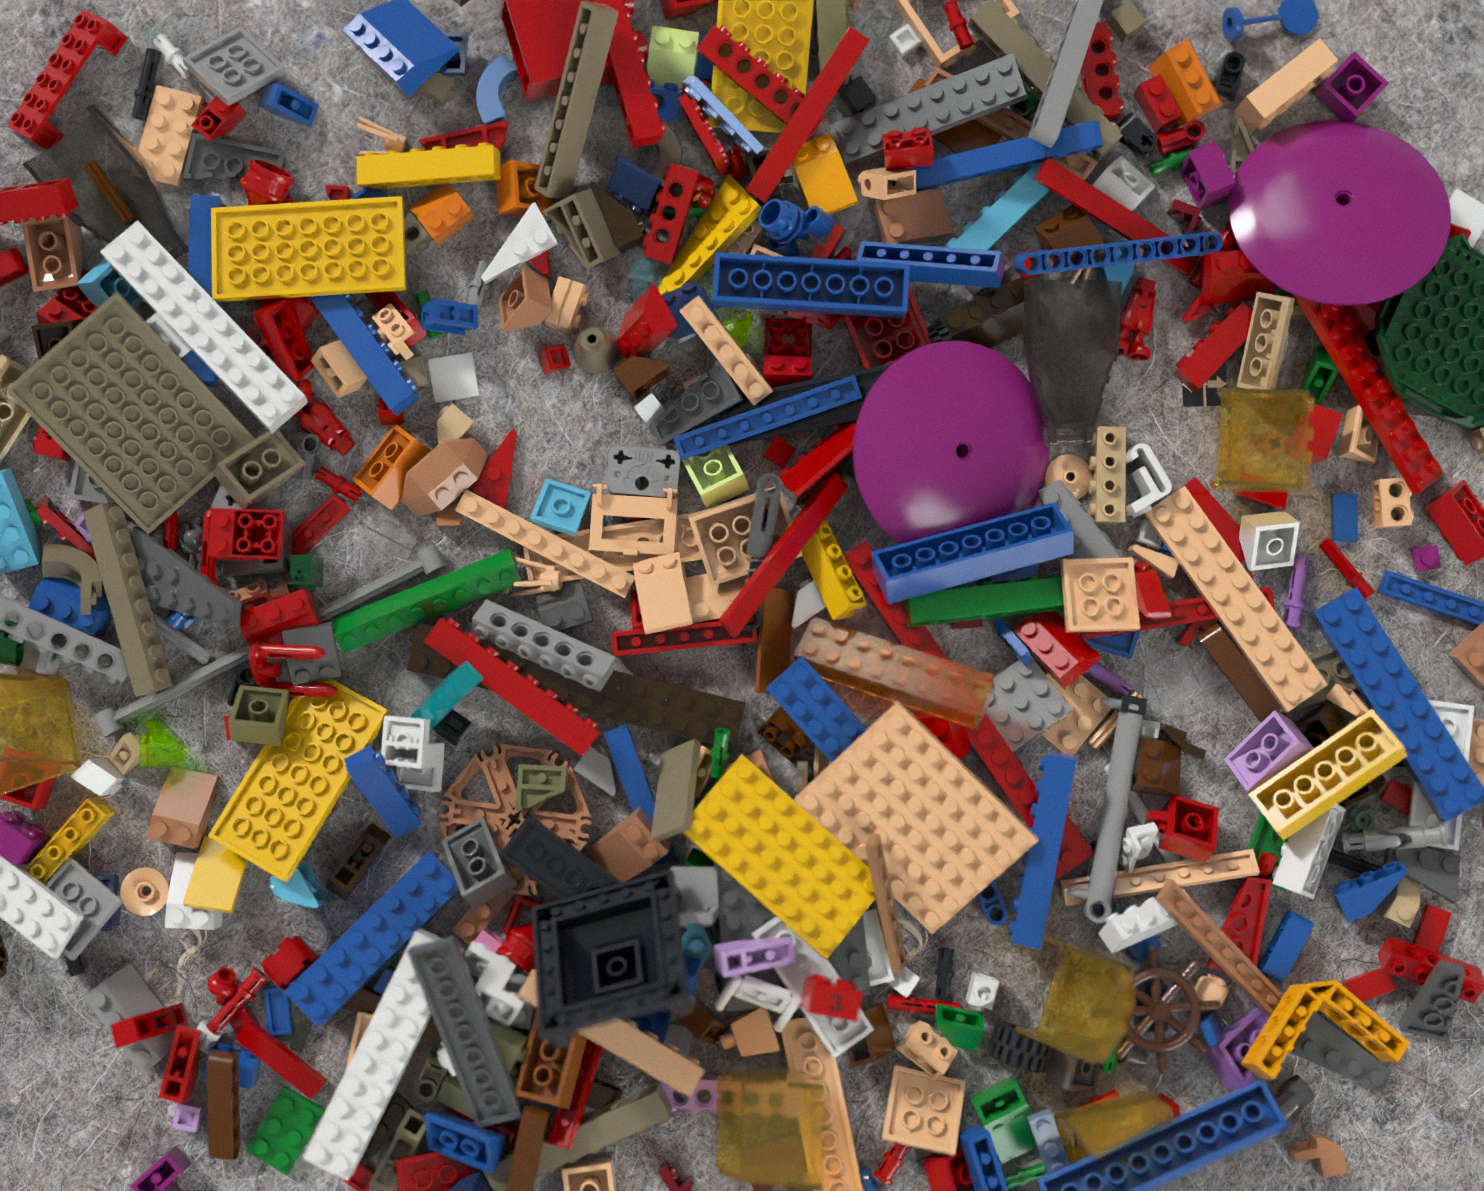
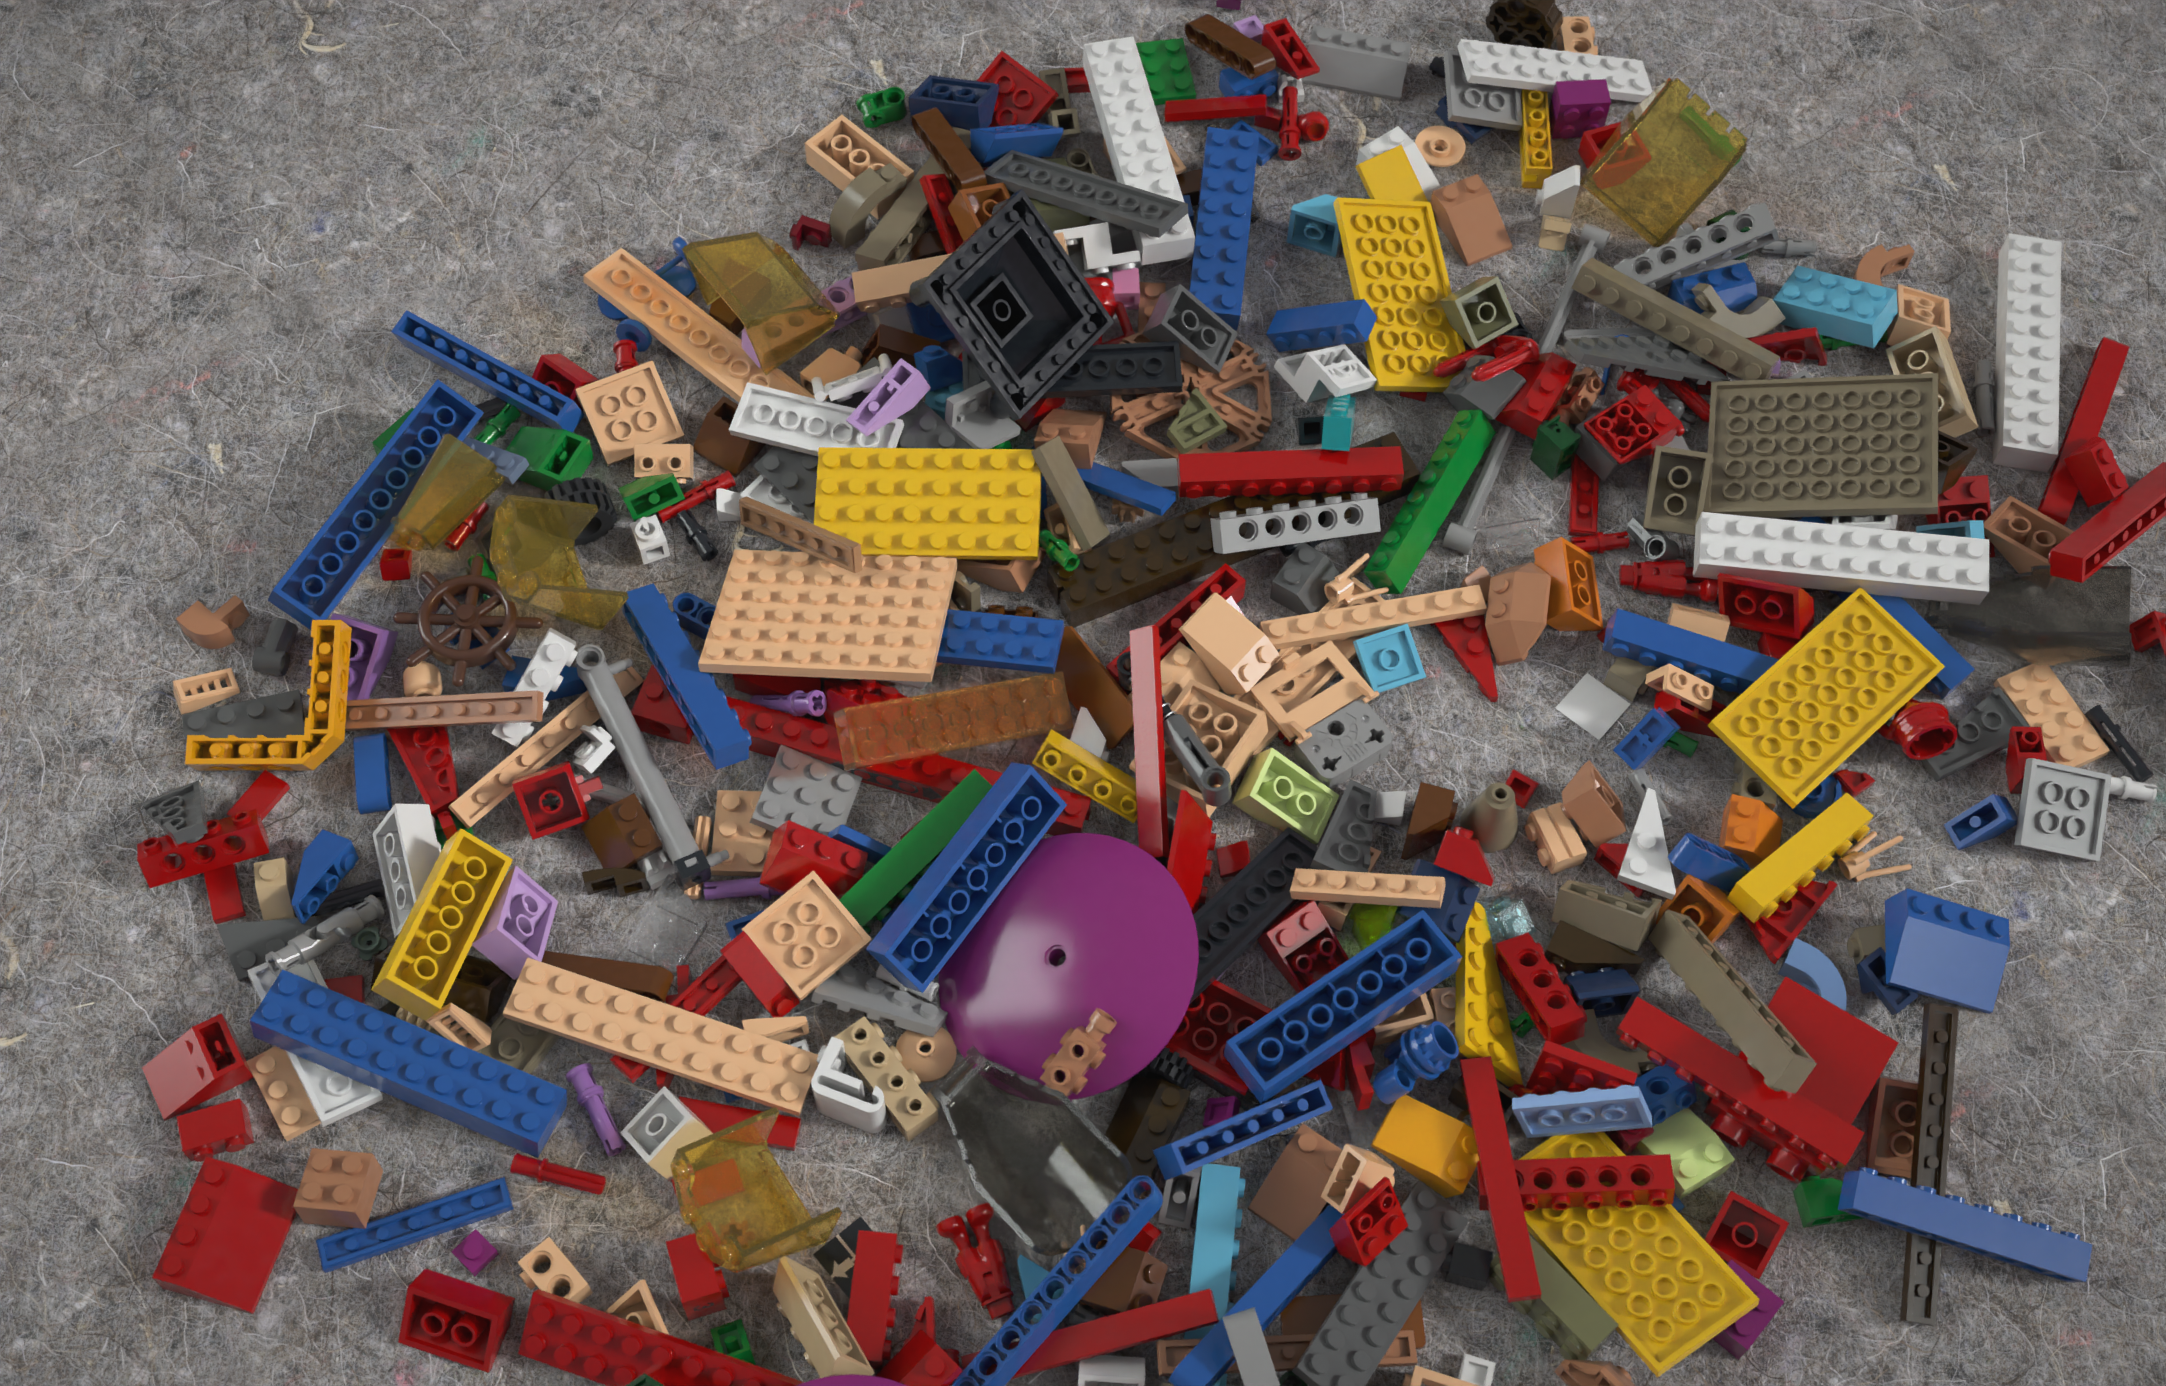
camera: 140 degrees right, 25 degrees down
(109, 192) = (2039, 622): reddish brown axle -> none
(148, 1025) = (1341, 56): red slope -> none
(161, 746) = (1533, 245): clear neon green slope -> none
(289, 962) = (1275, 170): red brick -> none
(357, 862) = (1291, 272): dark brown slope -> none
(387, 1125) = (1089, 123): dark brown plate -> none
(453, 424) = (1550, 659): tan slope -> none
(492, 207) = (1708, 862): none -> blue beam
(618, 1173) = (859, 199): none -> dark tan arch
(704, 192) = (1534, 1041): red animal -> none
(768, 417) = (1271, 864): blue plate -> none
(830, 998) = (790, 410): red brick -> none
(925, 296) = (1220, 1109): none -> magenta plate
(977, 766) = (796, 703): none -> medium lavender pin
(1000, 378) = (1073, 1064): none -> nougat brick
(1211, 1027) = (399, 646): blue tile -> none
(1344, 518) = (597, 1228): blue tile -> none
(1374, 1106) = (197, 701): none -> light nougat slope

